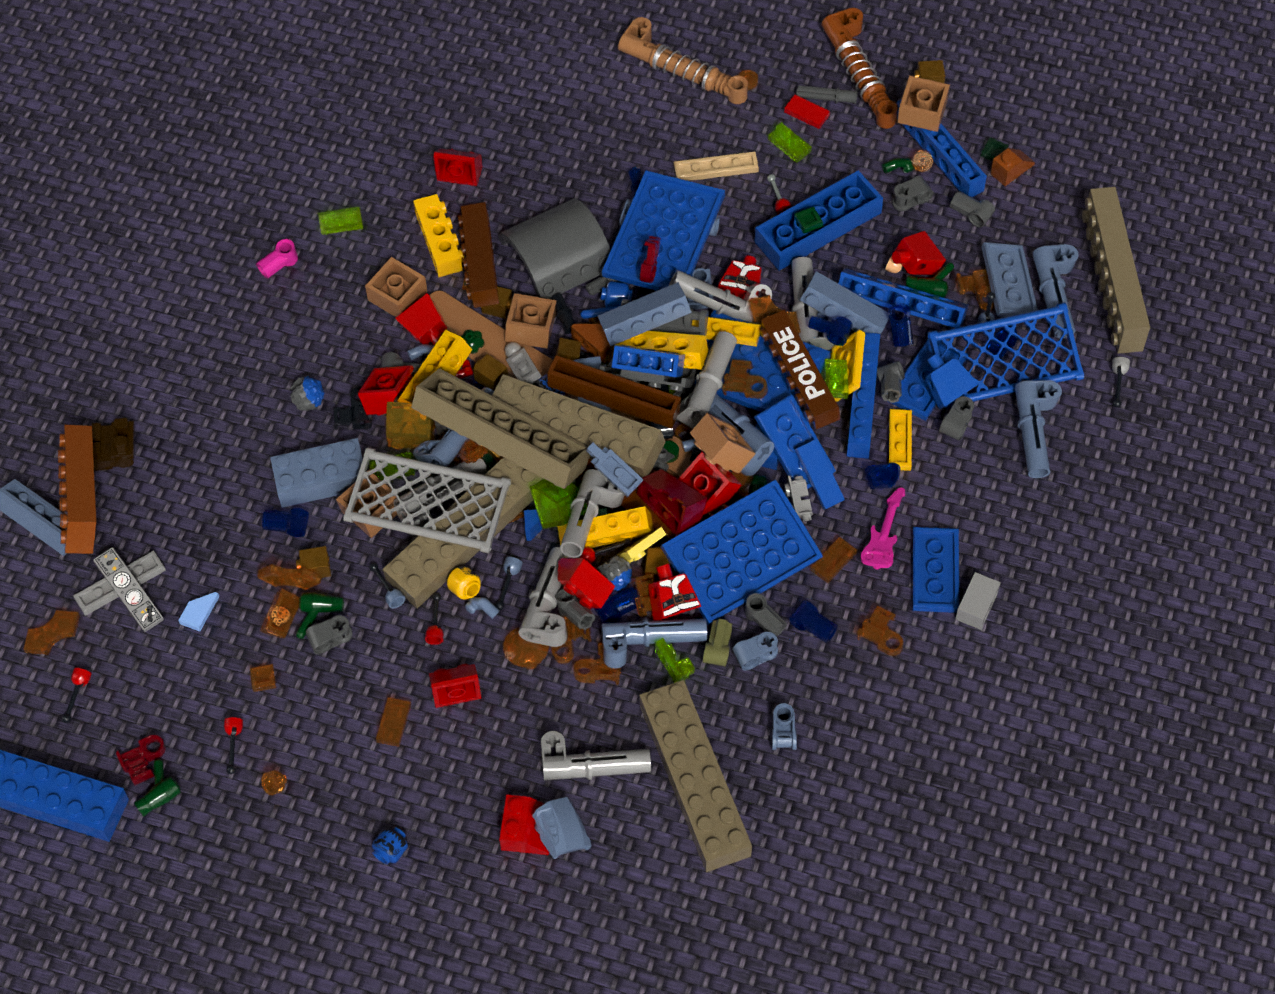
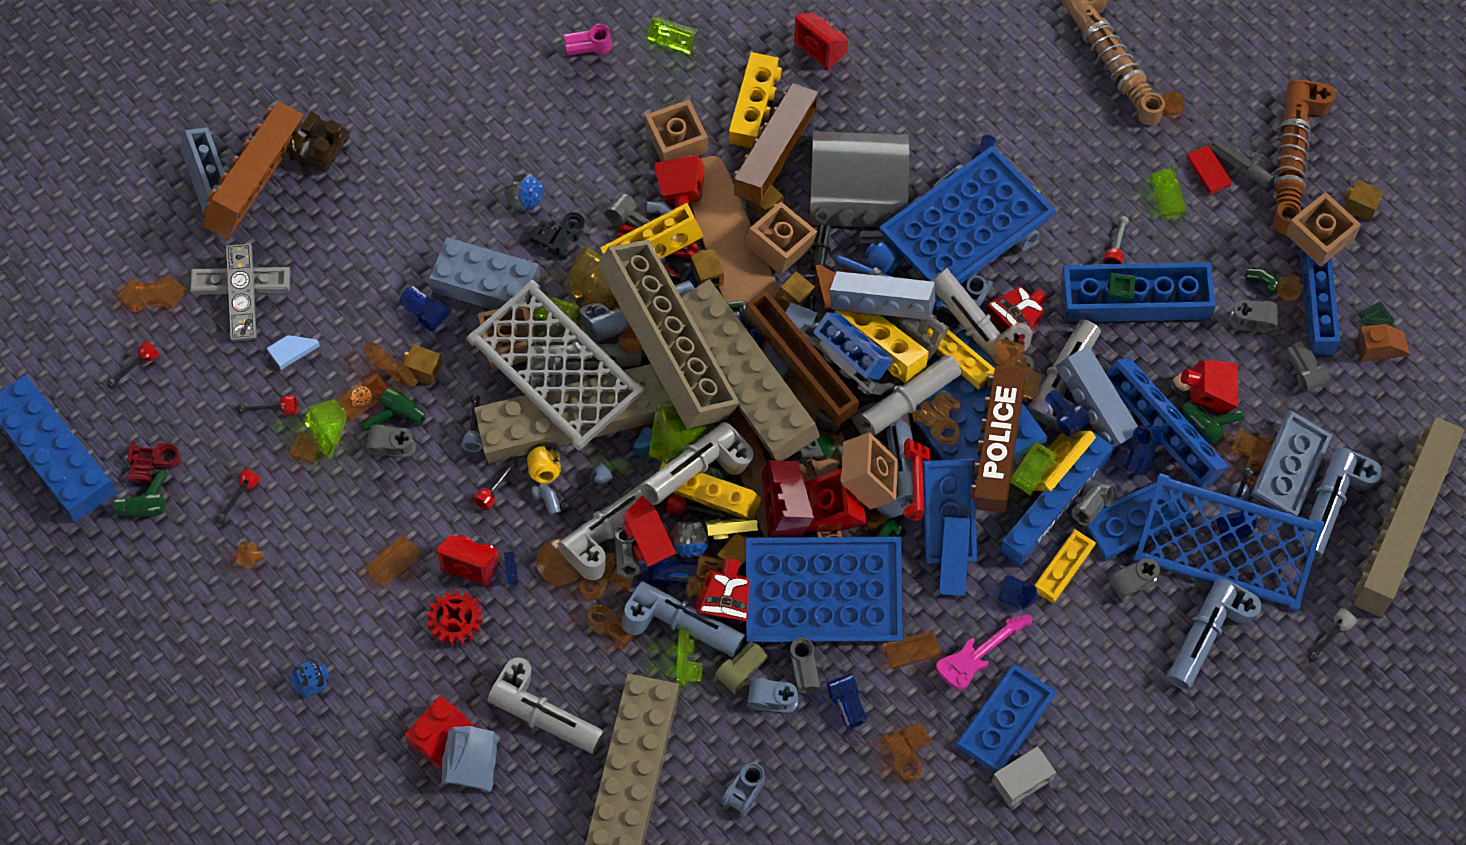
camera: 30 degrees right, 5 degrees up
(224, 654) = (287, 405): none -> hinge
(271, 650) = (326, 425): none -> clear neon green slope
(383, 387) = (595, 227): red slope -> none
(474, 340) = (713, 226): dark green plant -> none
(475, 736) = (450, 628): none -> red gear
(491, 672) = (511, 569): none -> clear blue tile
(521, 363) = (741, 278): light grey plate -> none
(614, 469) = (746, 437): sand blue hinge -> none
(649, 266) = (925, 247): dark red piece -> none
(716, 166) = (1076, 178): tan tile -> none
(748, 413) = (917, 454): none -> red hinge
(796, 490) = (918, 559): light grey hinge -> none
(948, 380) = (1147, 534): blue torso -> none

